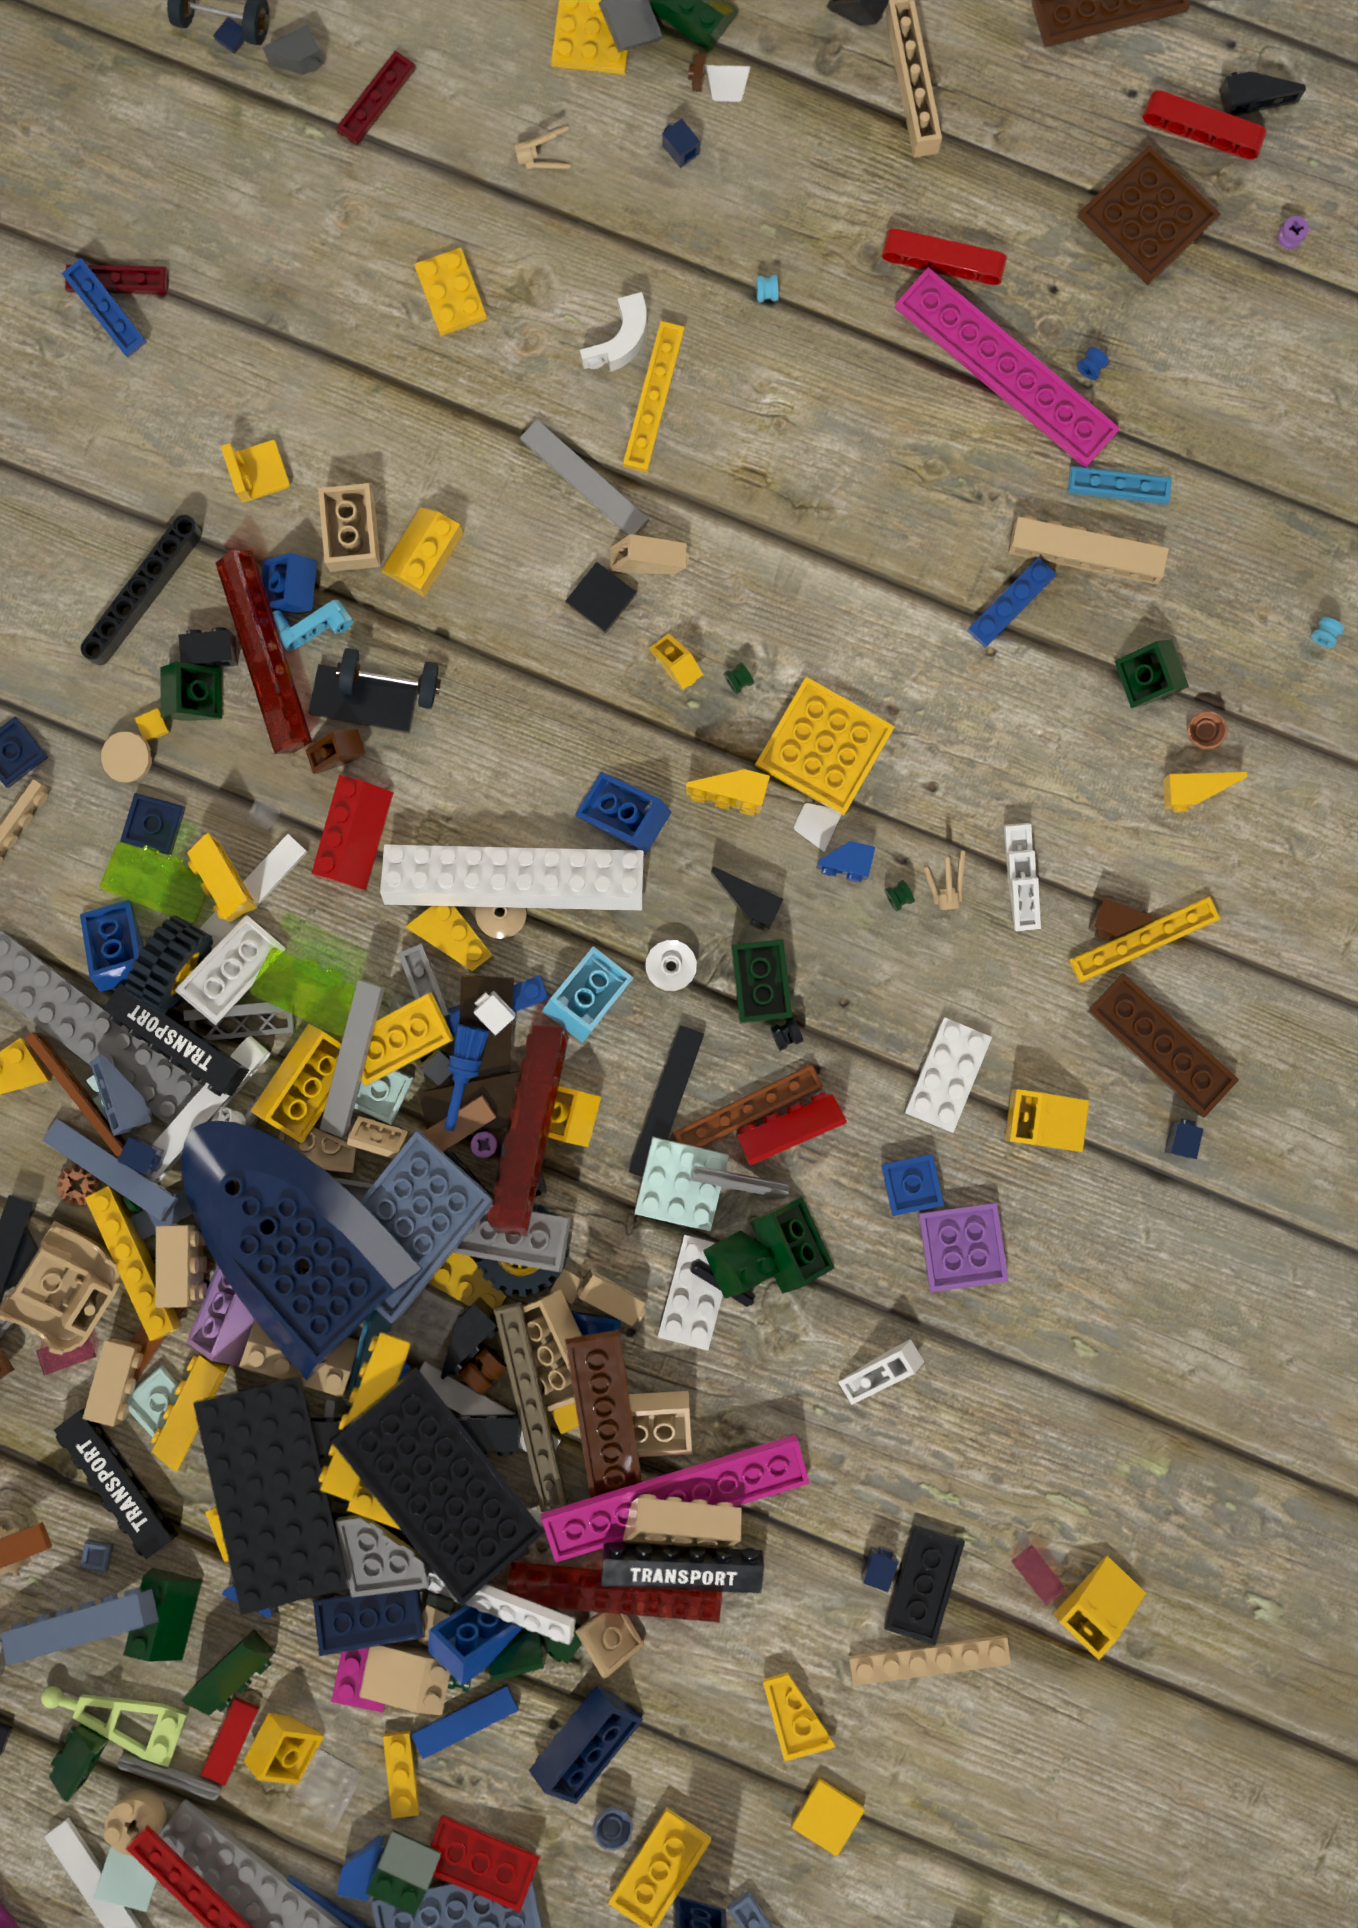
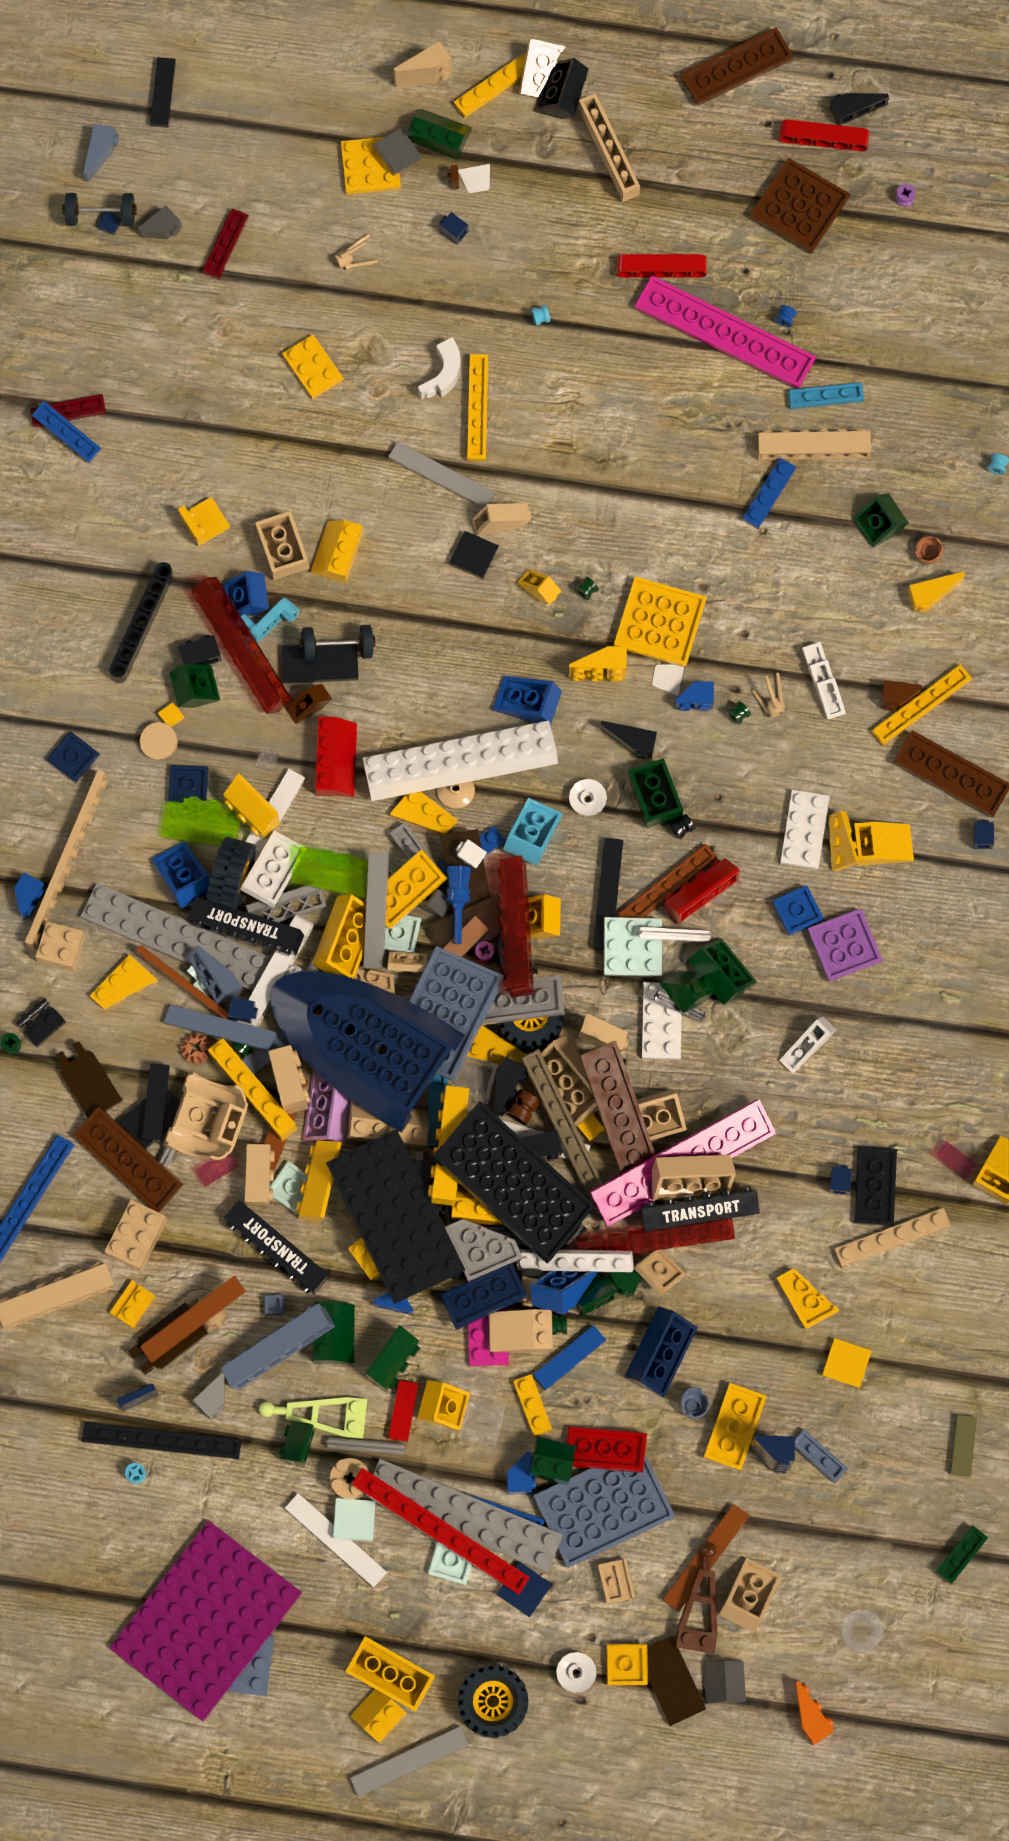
camera: 15 degrees left, 10 degrees down
(991, 1113) = (841, 843): none -> yellow wing

